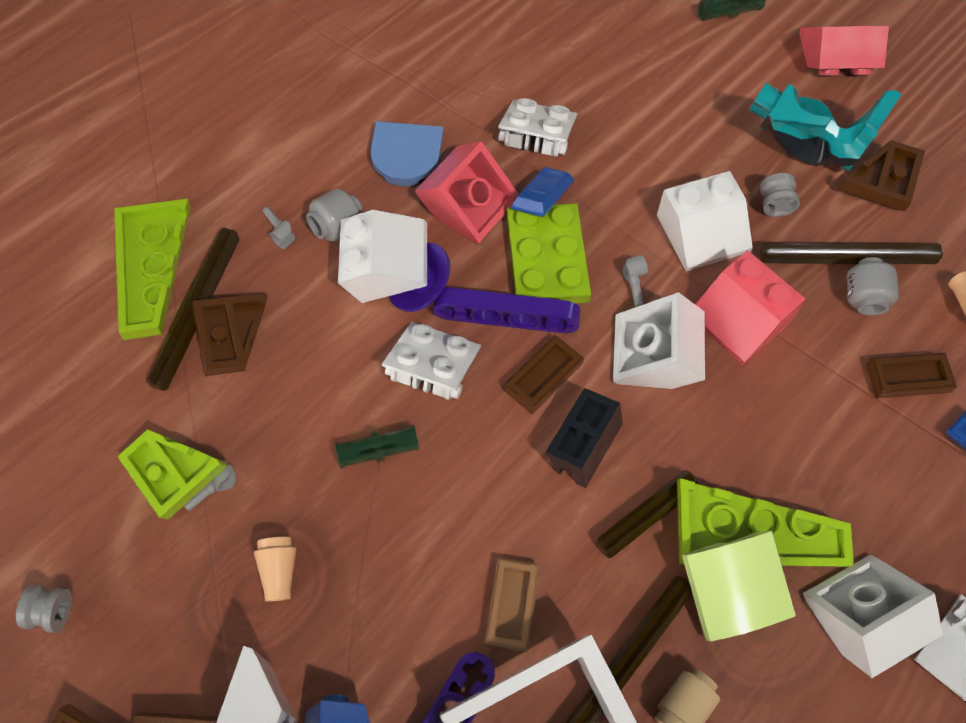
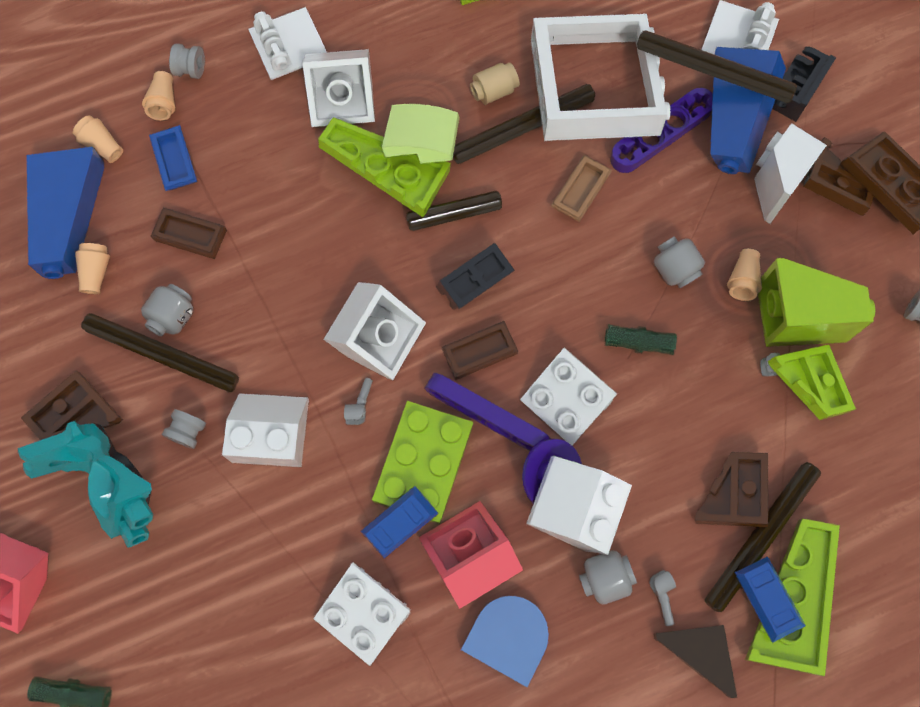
camera: 155 degrees left, 10 degrees up
(177, 247) = (770, 599): none -> blue tile
(185, 536) = (811, 306): none -> lime slope
(232, 198) = (704, 652): none -> dark brown tile
(361, 548) = (679, 262): none -> light grey head
(748, 307) = (284, 333): coral slope -> none

